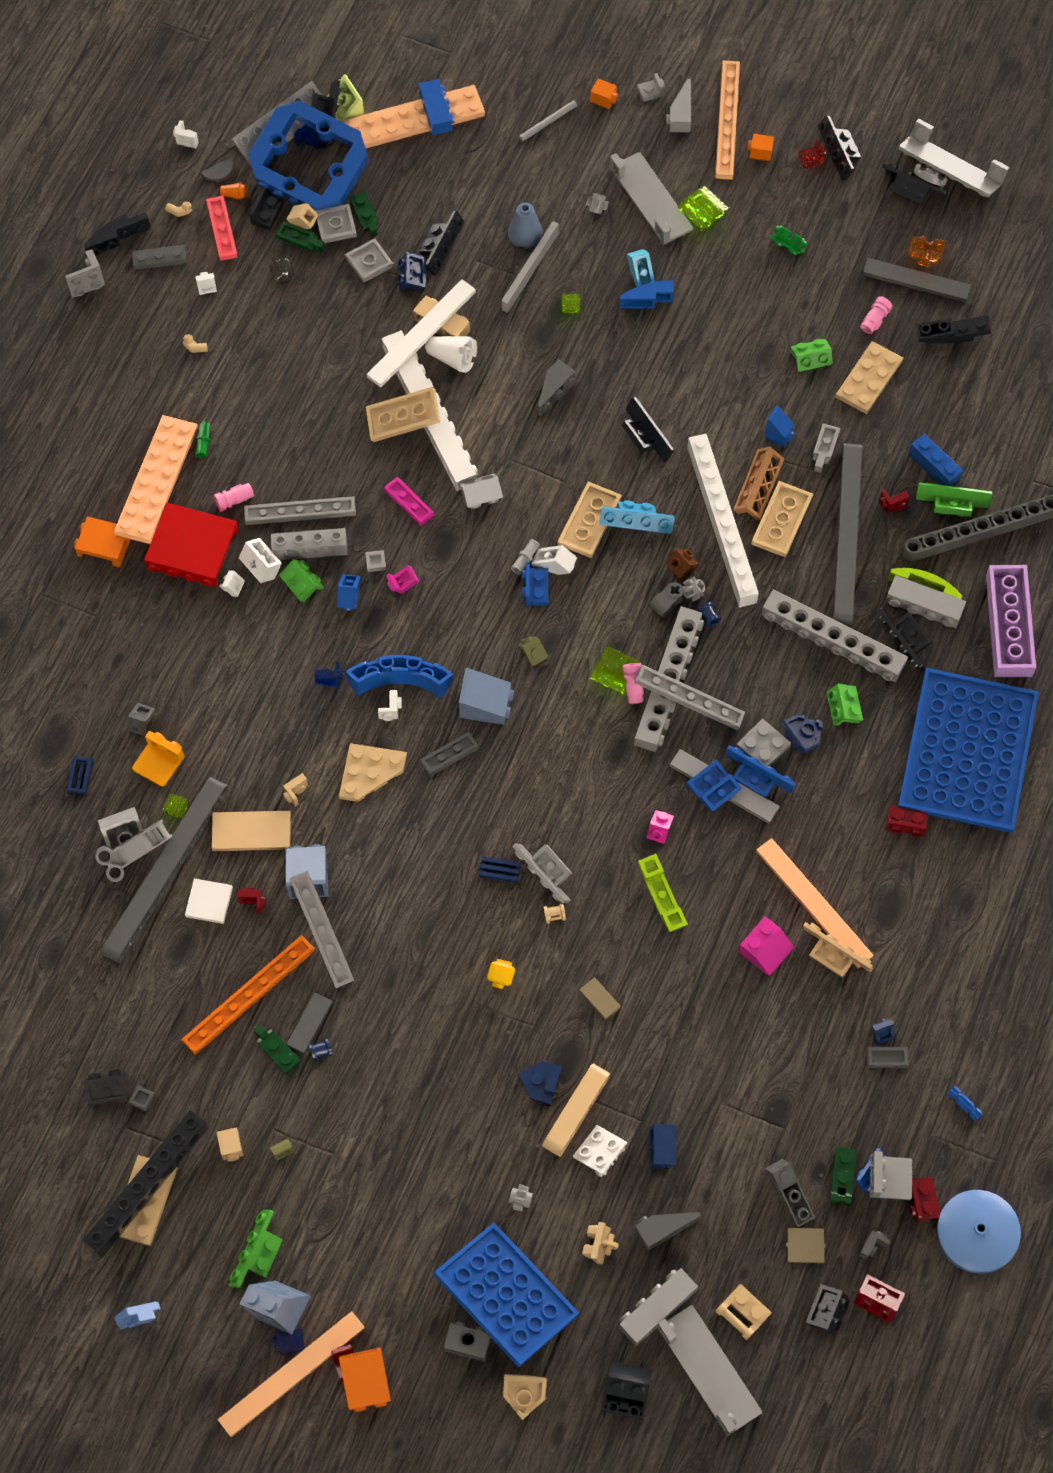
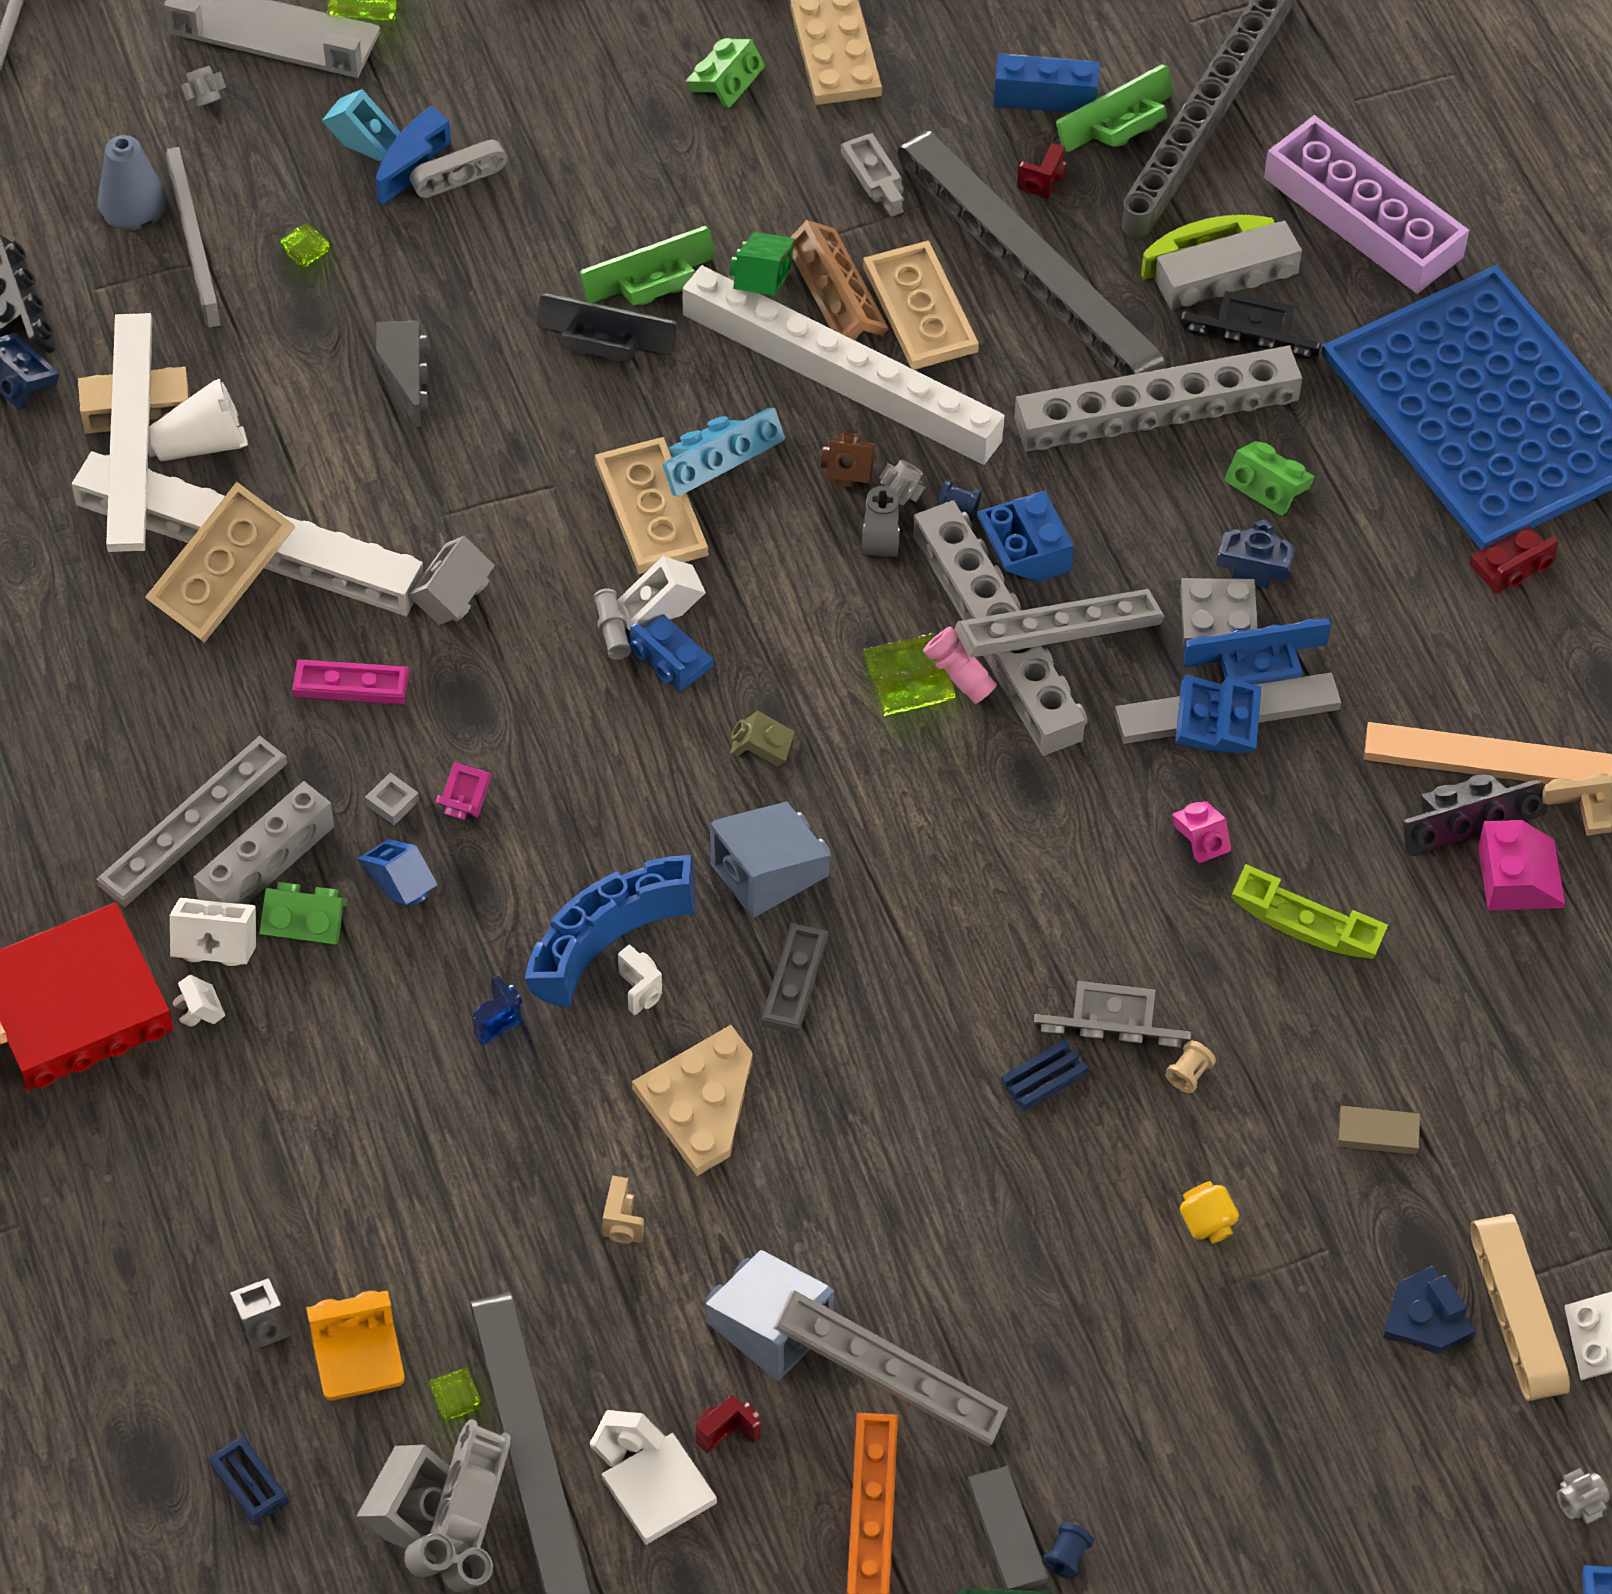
camera: 45 degrees left, 10 degrees down
(210, 870) = (624, 1432): none -> white bracket
(234, 496) = (68, 873): bright pink axle -> none
(251, 830) = (613, 1331): tan tile -> none
(660, 316) = (479, 162): none -> light grey beam
(690, 420) = (650, 270): none -> bright green bracket
(716, 651) = (1029, 537): none -> blue slope
(730, 452) = (762, 263): none -> green brick
(773, 905) = (1461, 809): none -> black bracket
(779, 427) = (790, 190): blue slope -> none

